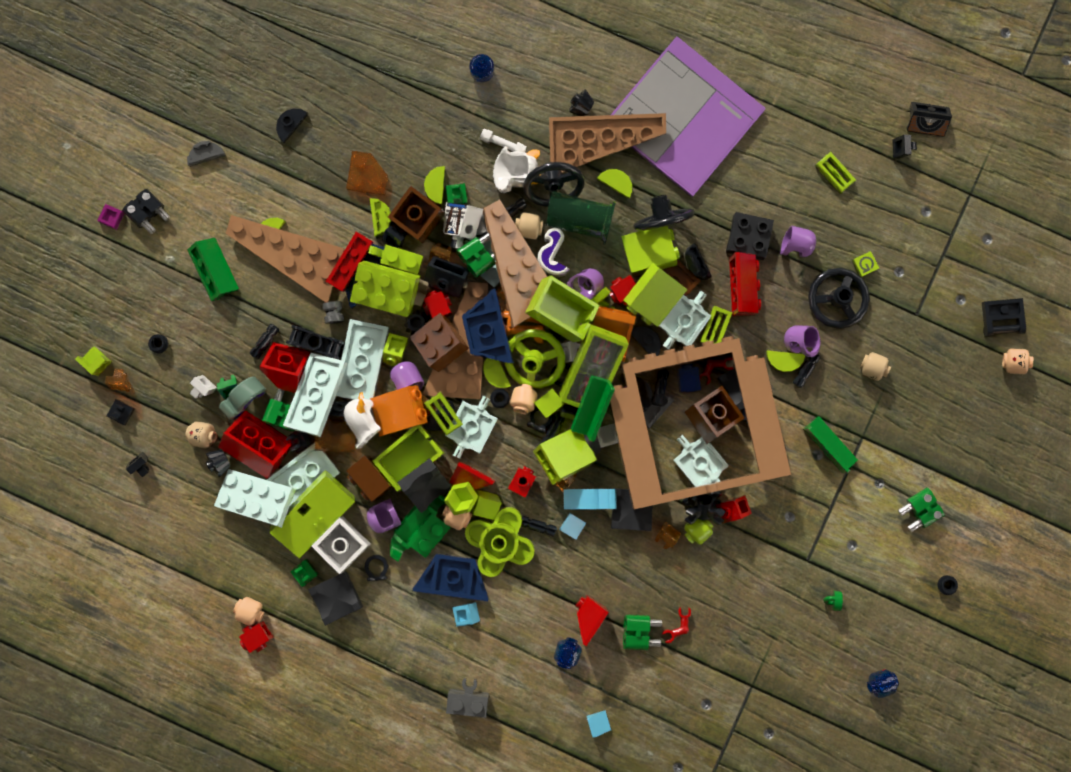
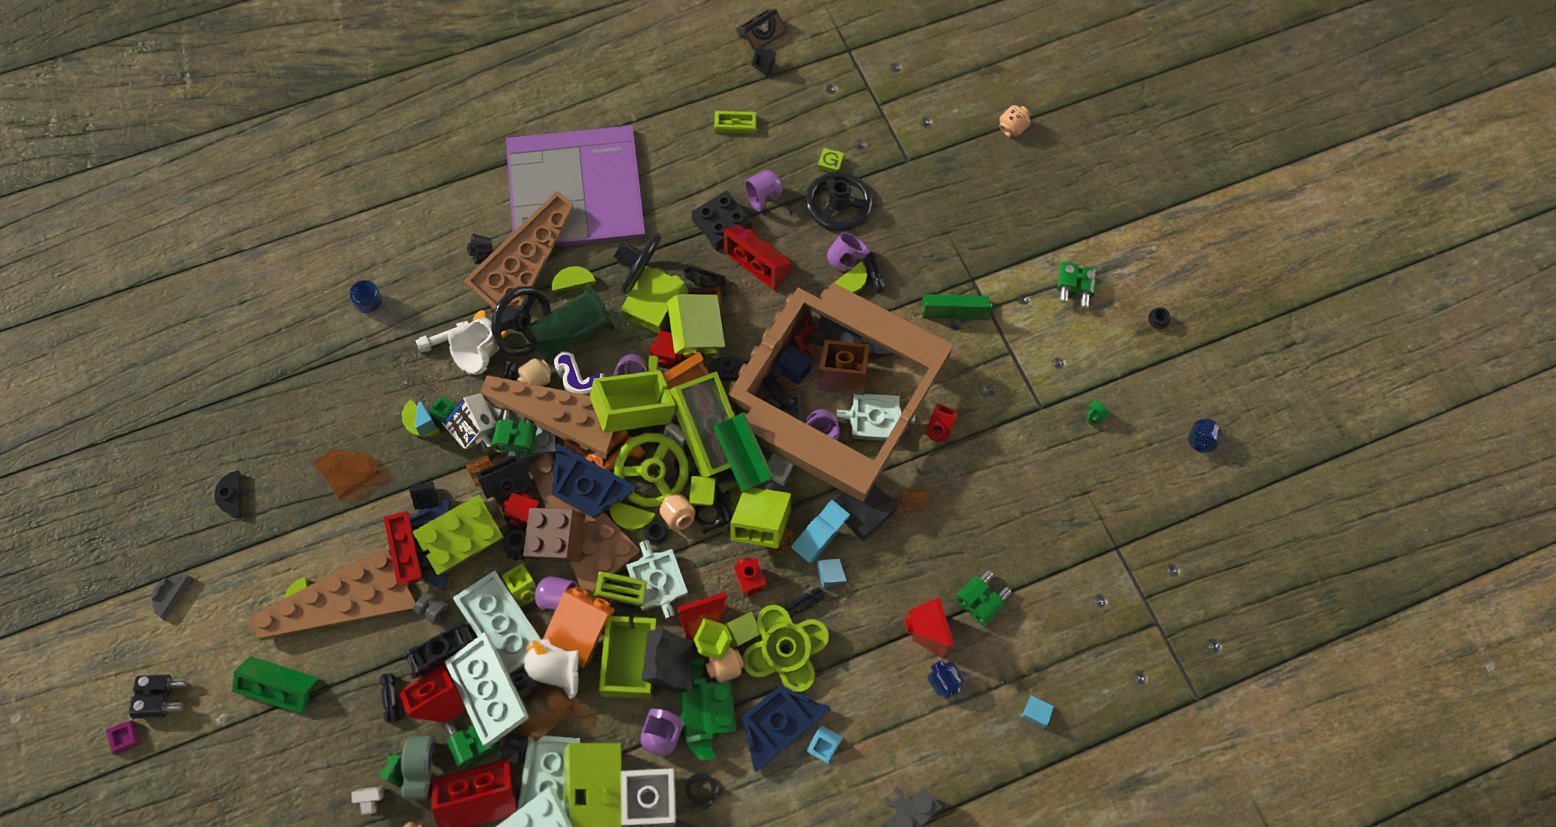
camera: 50 degrees left, 20 degrees down
(154, 339) = (277, 801): black plate -> none
(368, 478) = (613, 710): reddish brown brick -> none
(380, 214) = (394, 491): lime tile -> none
(398, 258) = (441, 504): lime plate -> none
(416, 214) = (425, 455): reddish brown brick -> none
(437, 190) = (424, 422): none -> medium azure slope
(670, 435) = (826, 419): none -> medium lavender helmet
(683, 629) = (1013, 559): red arm -> none
(685, 321) = (741, 324): light aqua plate -> none
(698, 531) = (933, 468): lime head -> none
(704, 508) = (918, 443): black pin -> none
(721, 311) = (761, 293): lime tile -> none
(875, 366) = (921, 219): tan head -> none
(1003, 310) = (963, 100): black plate -> none

